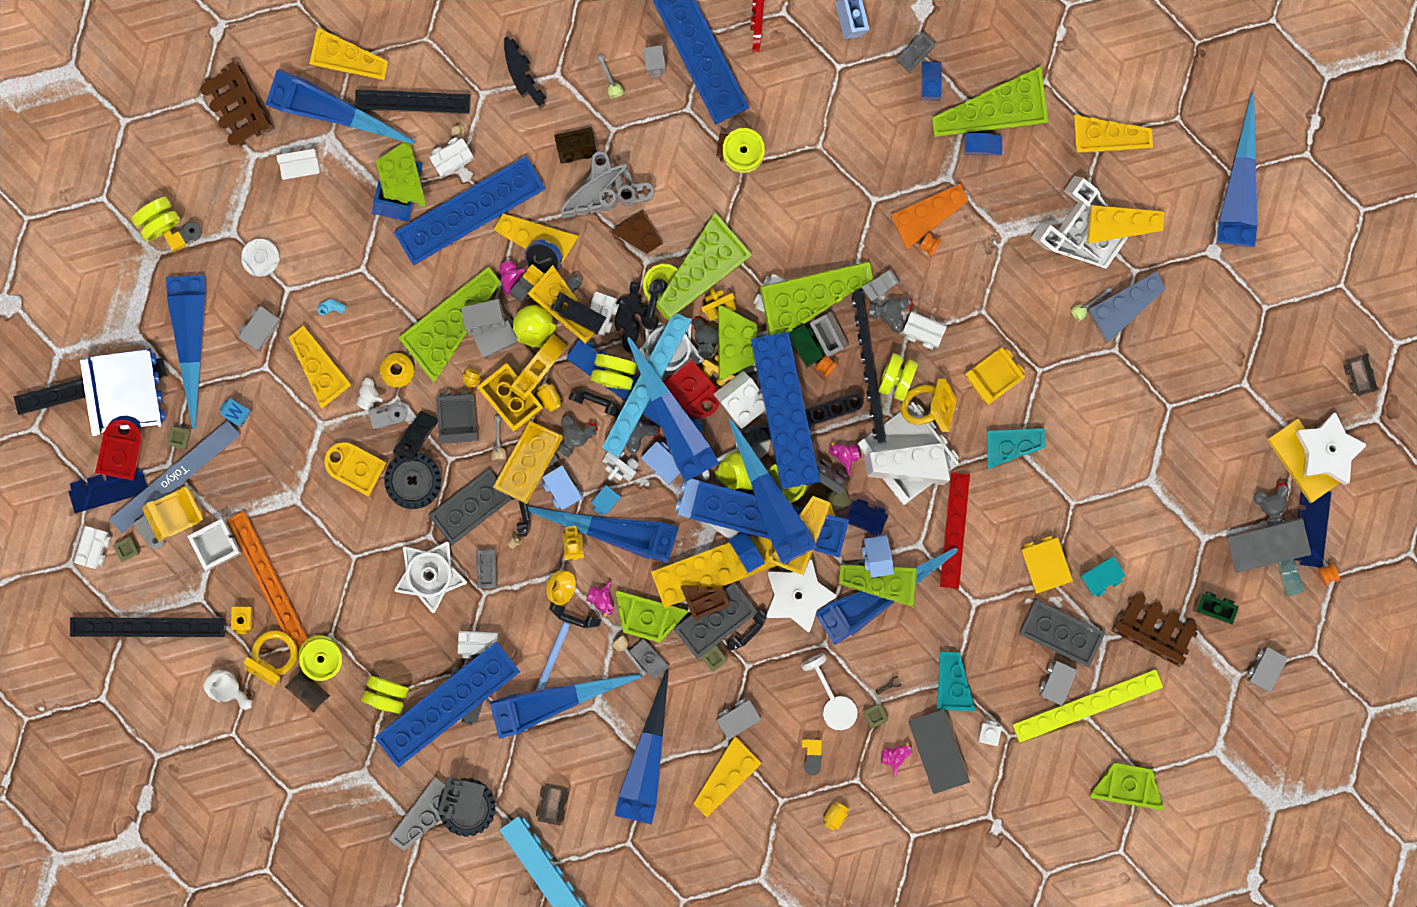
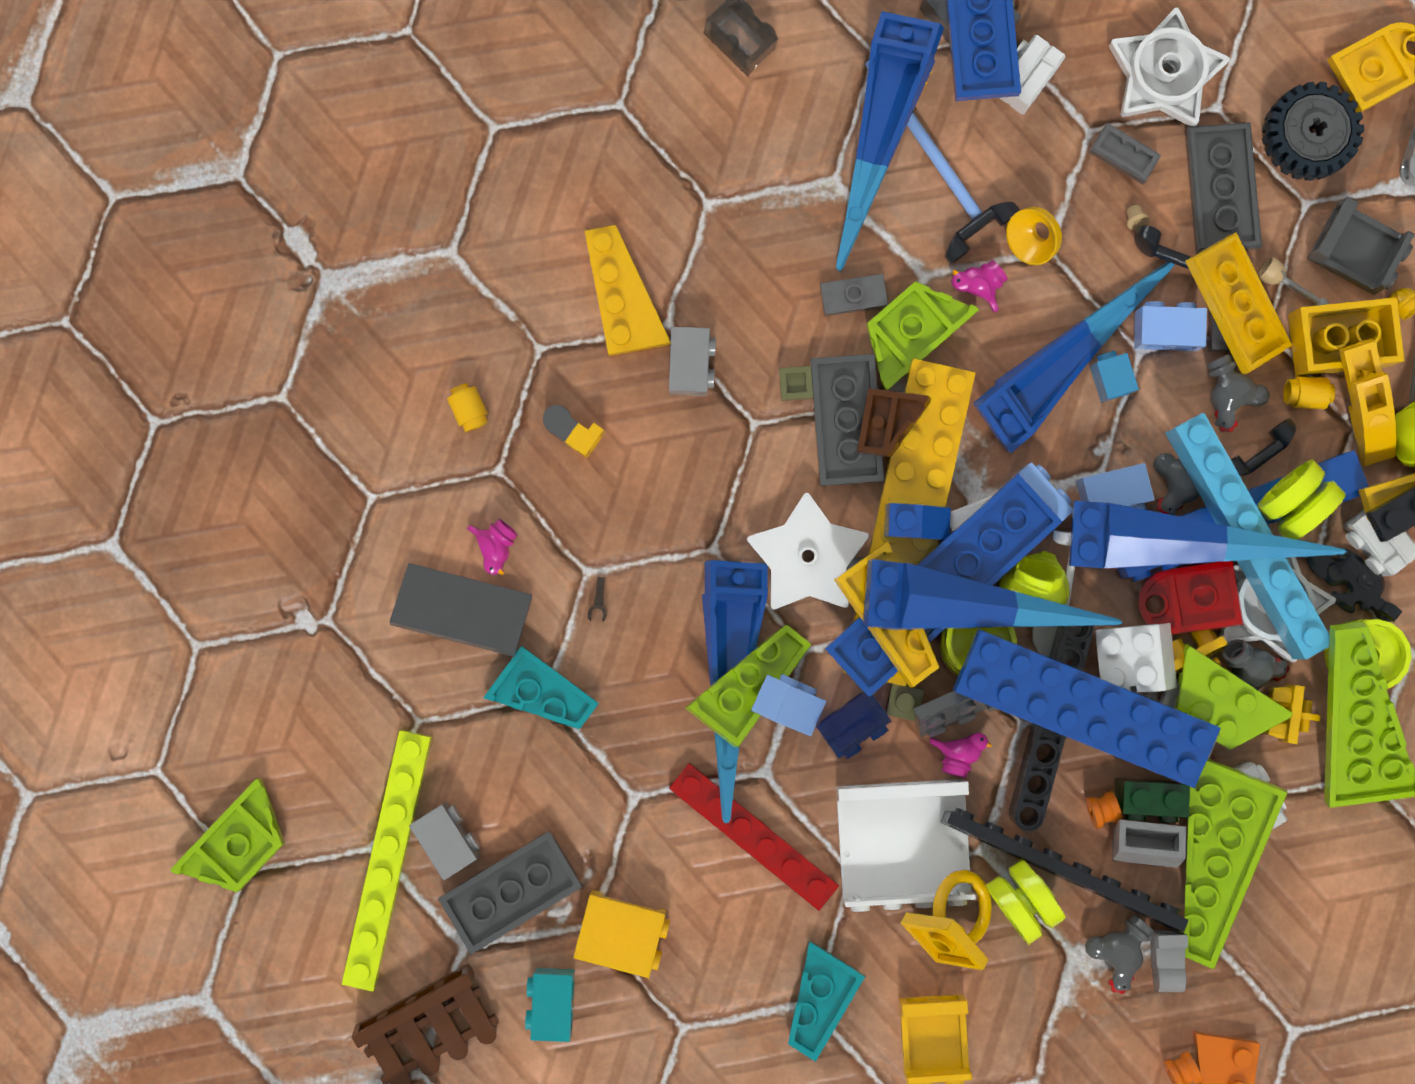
camera: 125 degrees right, 0 degrees up
(415, 436) = (1375, 171): black plate -> none
(573, 543) = (1083, 291): yellow hips -> none
(618, 468) = (1145, 423): white hips -> none
(621, 644) = (898, 269): hinge -> none
(640, 788) = (685, 167): blue plate -> none
(656, 288) = (1333, 601): black bar -> none
(737, 643) = (808, 482): black bar -> none
(839, 711) = (608, 509): white piece -> none
(875, 715) = (569, 554): olive plate -> none
(918, 463) = (888, 842): white wedge -> none
(923, 330) = (1065, 980): white brick -> none
(989, 733) = (439, 696): white brick -> none

